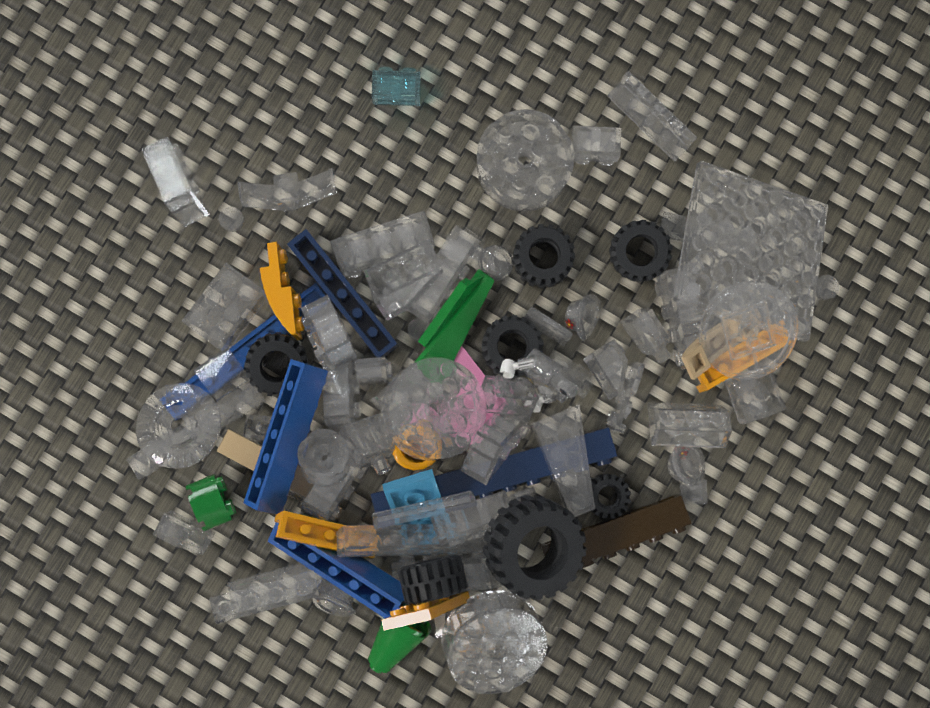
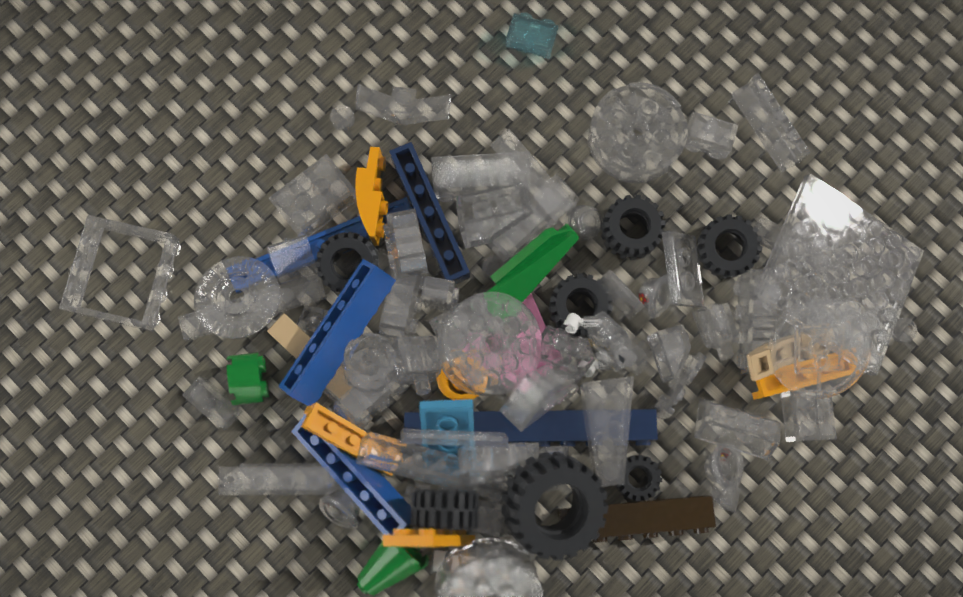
camera: 15 degrees right, 5 degrees down
(19, 431) = (84, 263): none -> clear window
(174, 181) = (298, 68): clear wedge -> none
(432, 234) = (531, 175): none -> clear plate
(601, 285) = (683, 269): none -> clear tile

